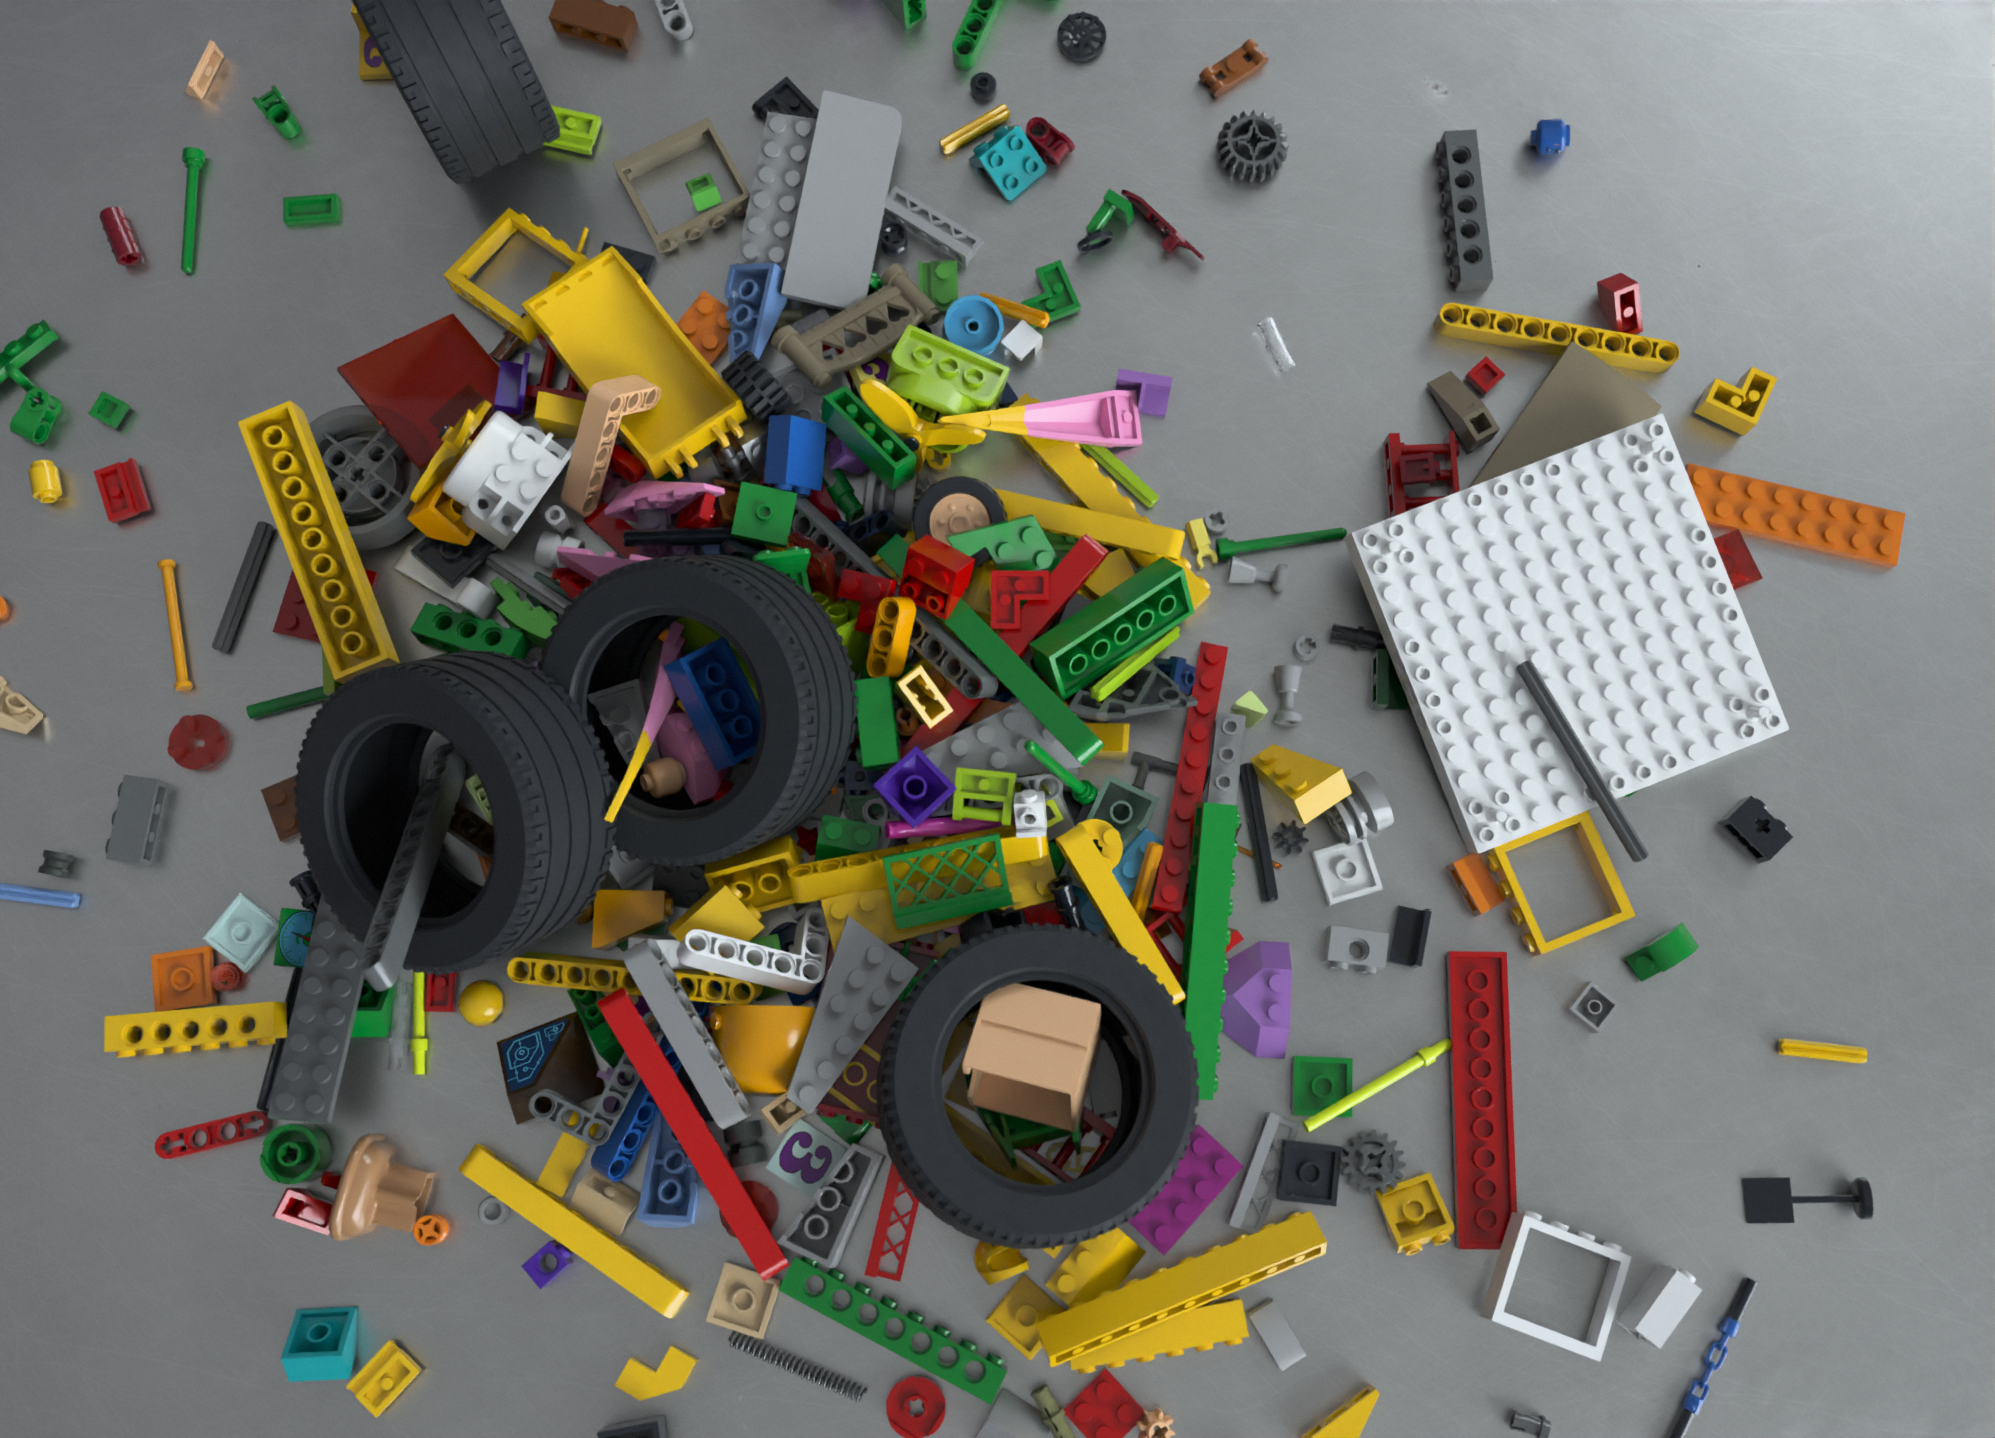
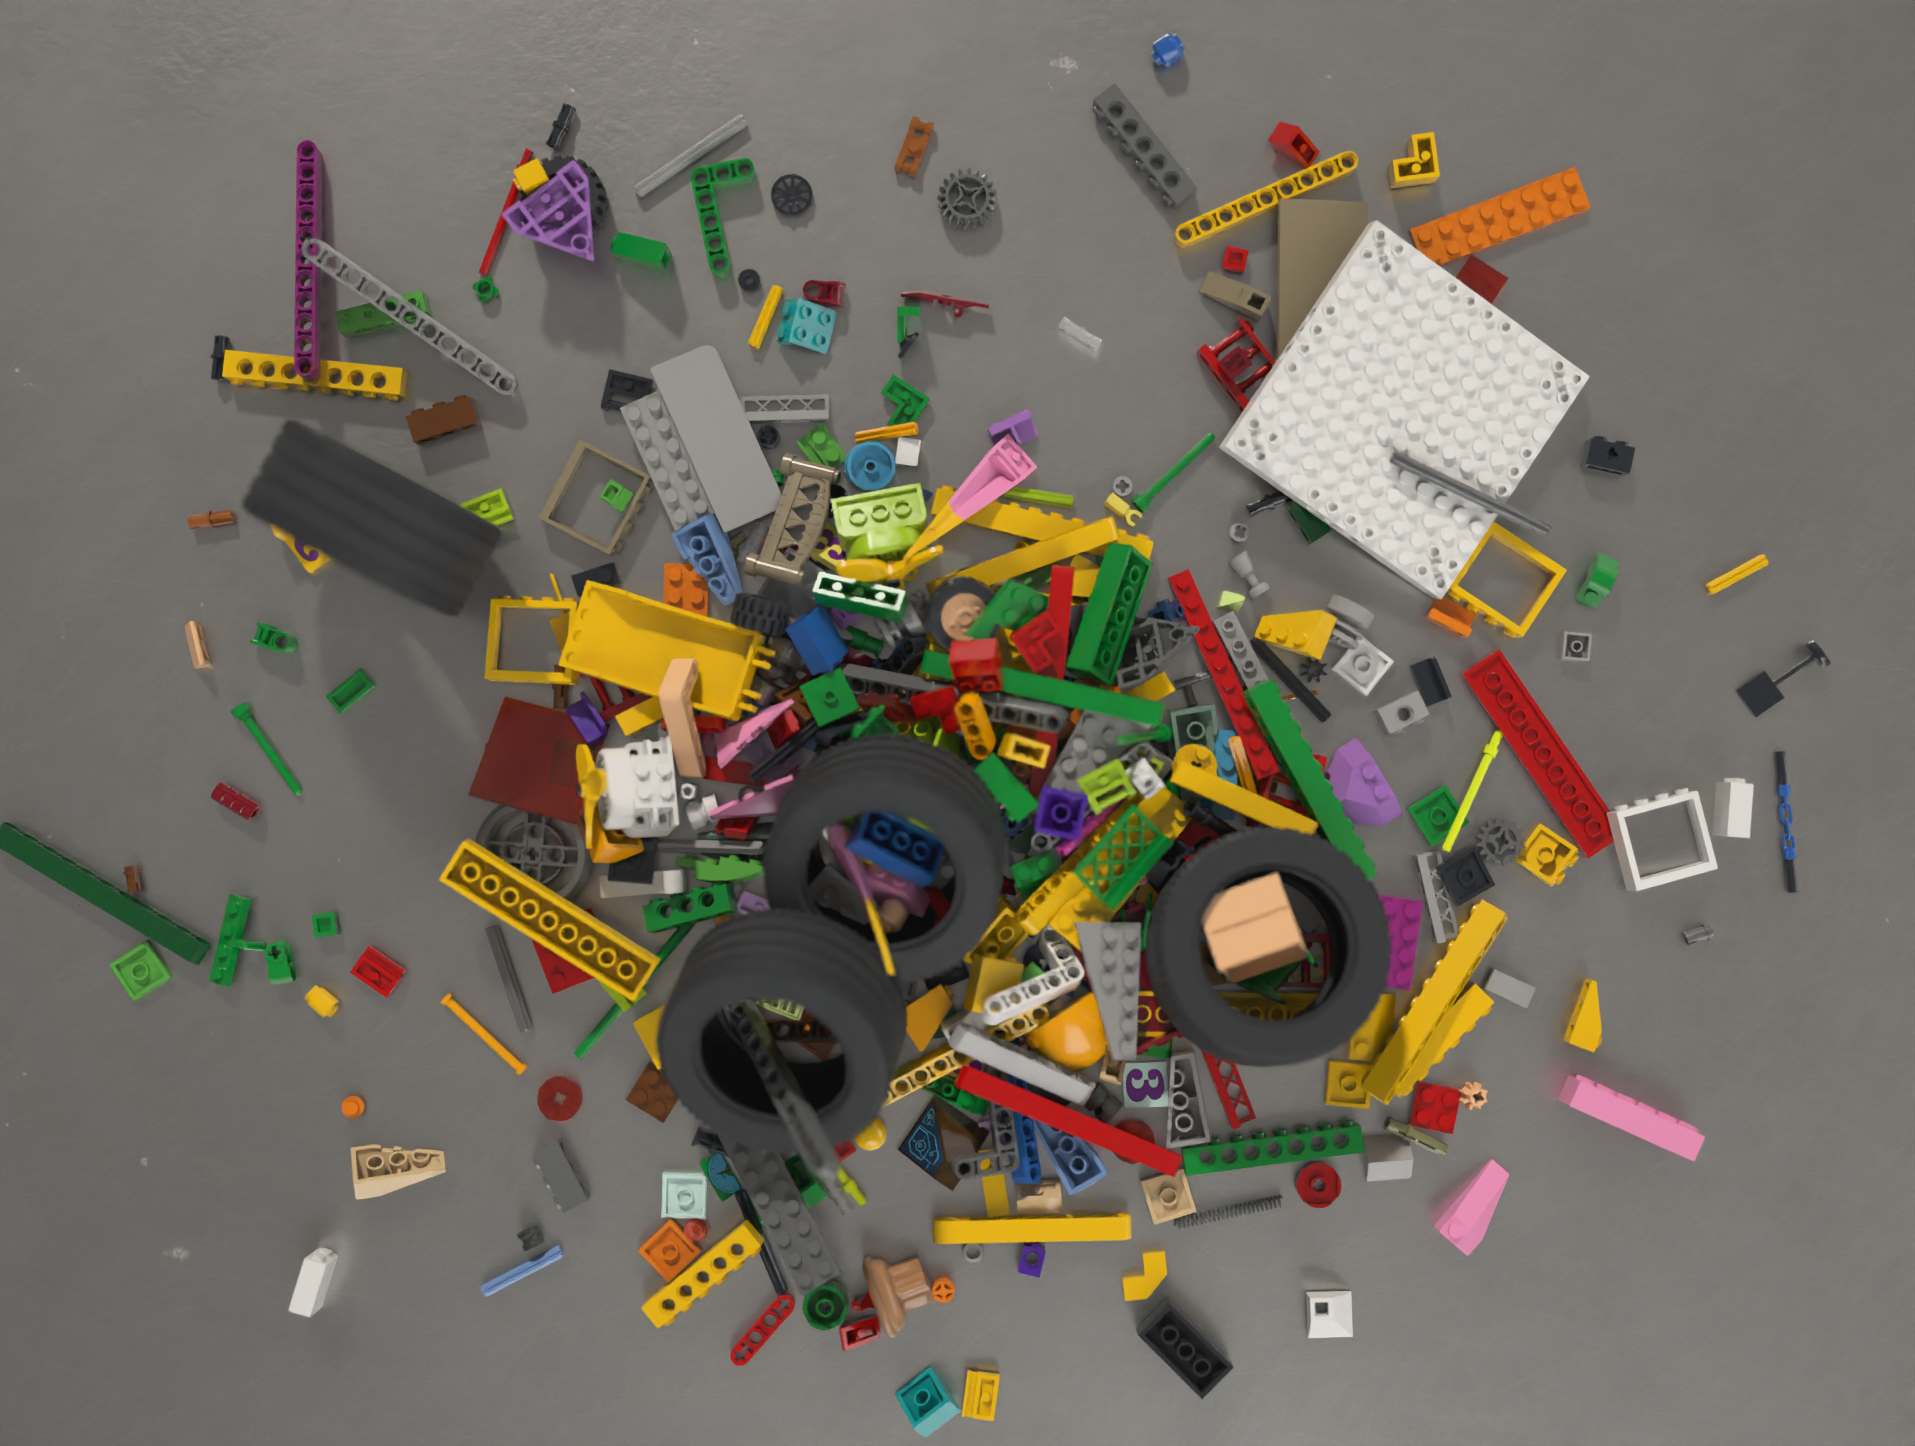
camera: 35 degrees left, 10 degrees up
(998, 1262) = (1312, 1069): yellow helmet -> none
(1132, 665) = (1137, 633): lime axle -> none
(1245, 572) = (1166, 509): light grey piece -> none

